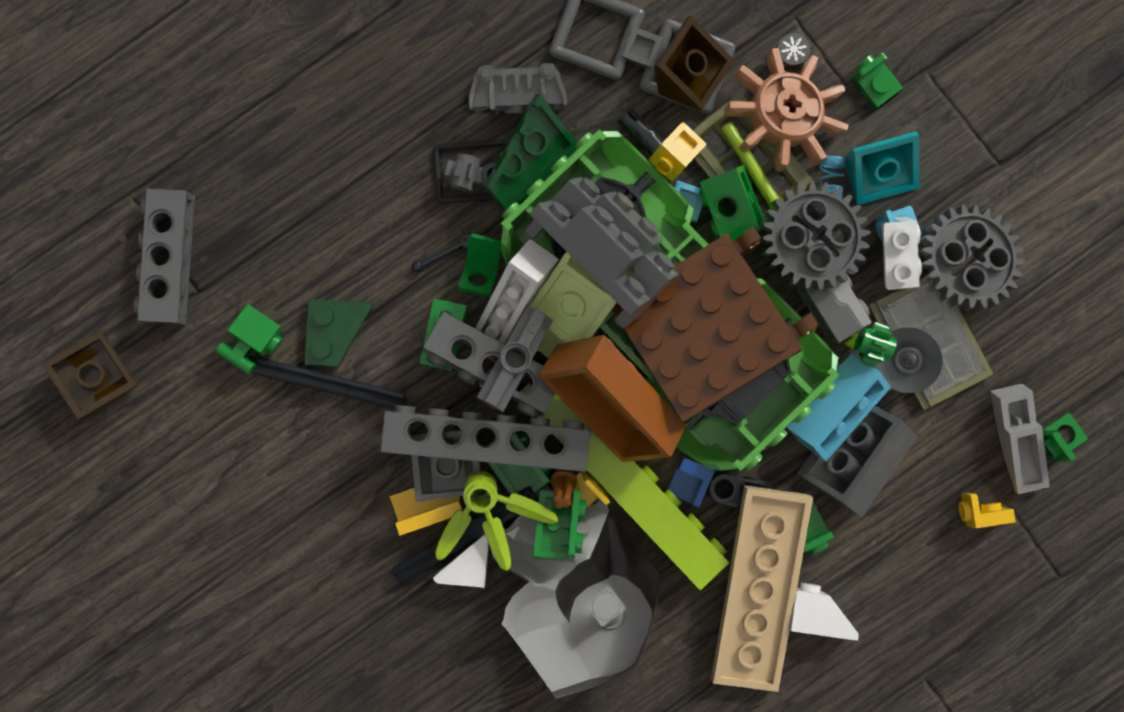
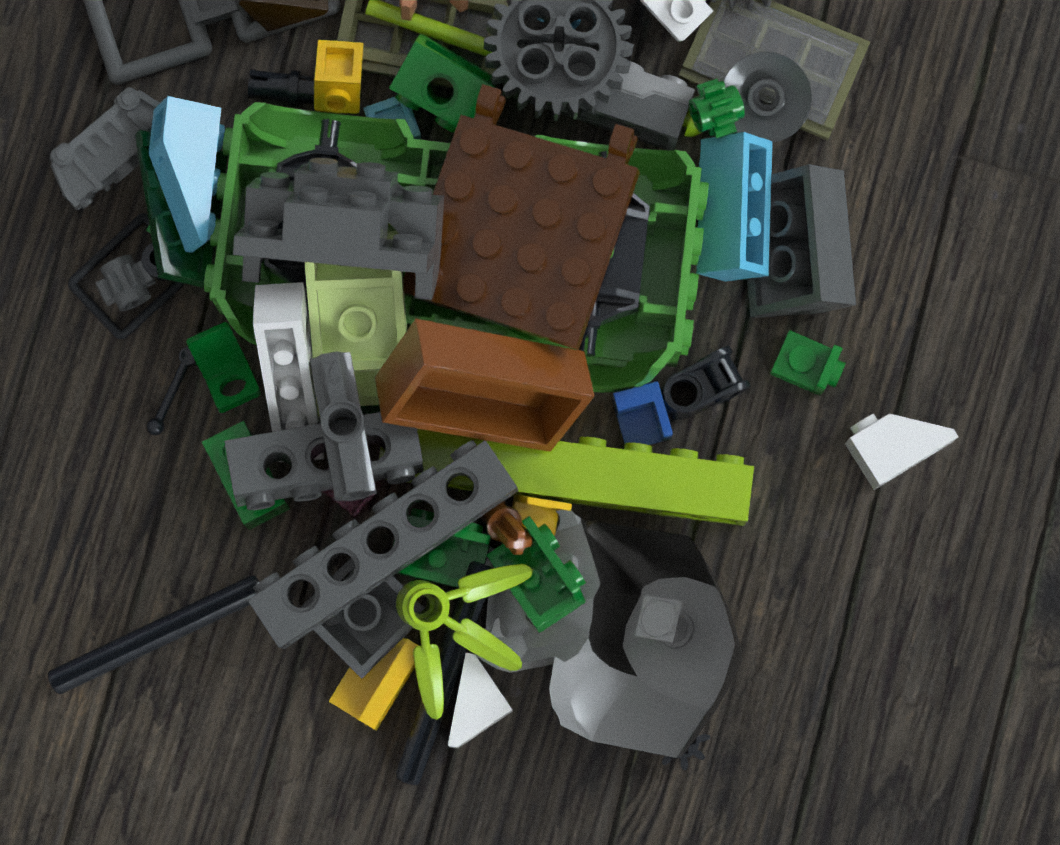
camera: 35 degrees left, 5 degrees down
(253, 333) = (32, 644): green brick -> none
(332, 330) = (117, 571): dark green wing -> none
(551, 130) = (184, 158): none -> medium azure slope
(761, 588) = (812, 466): tan plate -> none
(989, 515) = (988, 191): yellow bracket -> none
(1020, 437) = (954, 85): light grey slope -> none
(1056, 446) = (993, 62): green bracket -> none

